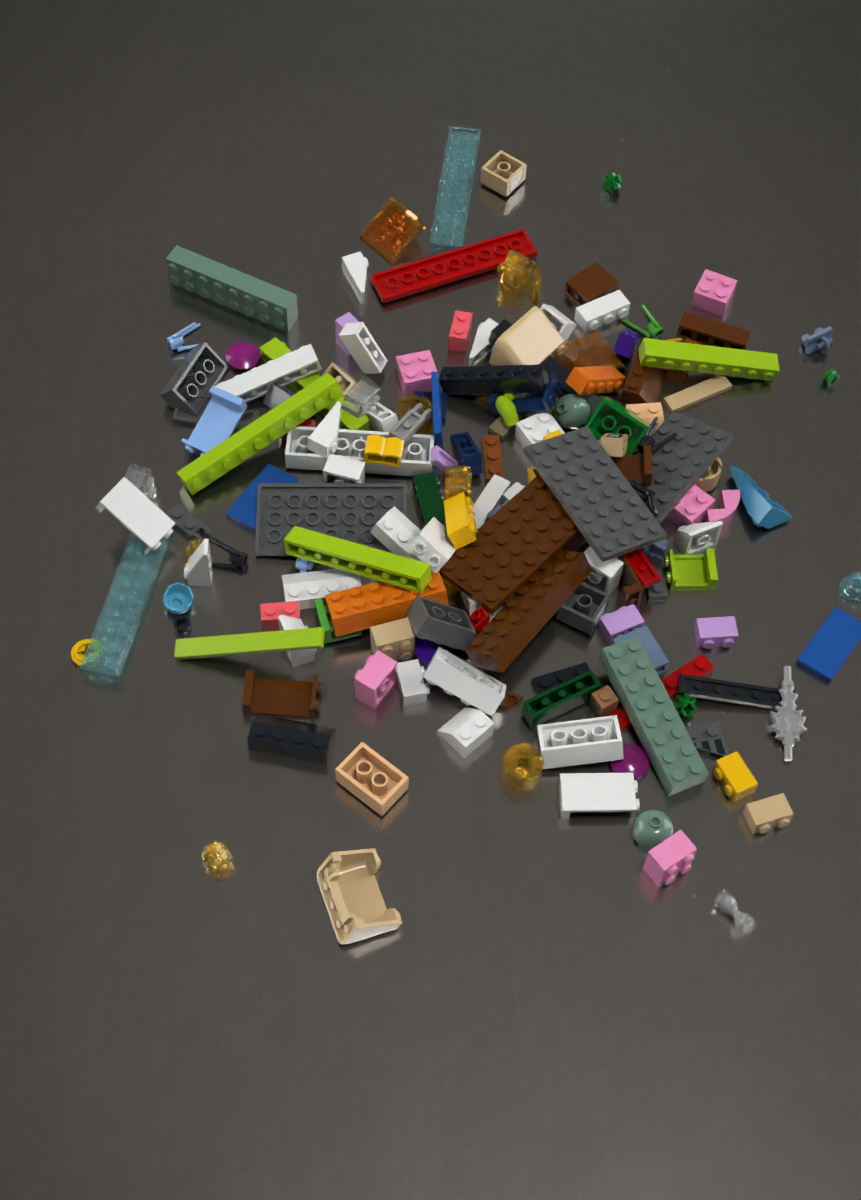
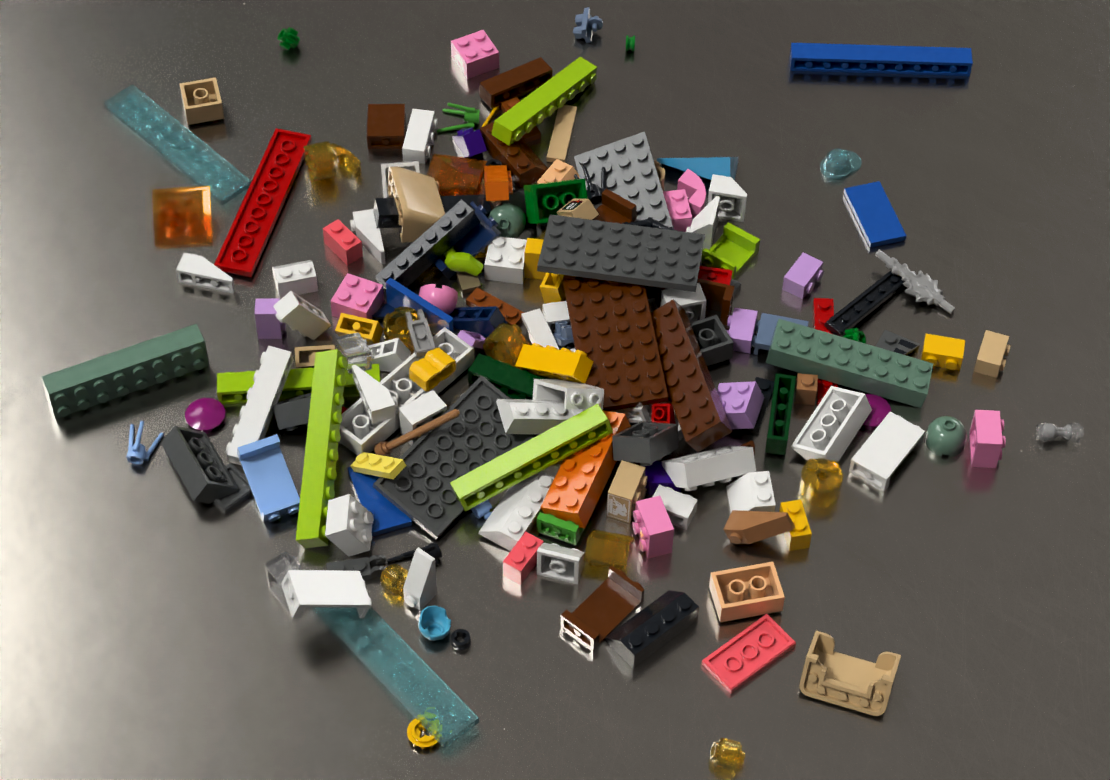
camera: 50 degrees left, 5 degrees down
(212, 493) = (349, 525): none -> white brick
(249, 643) = (540, 593): lime tile -> none
(276, 475) = (378, 465): none -> light yellow plate
(303, 473) = (385, 448): none -> medium nougat piece
(323, 817) = (748, 653): none -> coral tile
(335, 664) = (608, 549): none -> clear yellow slope
(389, 389) = (368, 329): none -> yellow brick
(403, 326) = (295, 277): none -> white slope
(434, 745) = (753, 526): none -> medium nougat slope
(459, 419) = (443, 298): none -> bright pink cylinder
(465, 774) = (801, 535): none -> yellow brick
(540, 664) = (741, 403): none -> lavender brick
(734, 530) = (732, 198): none -> white slope

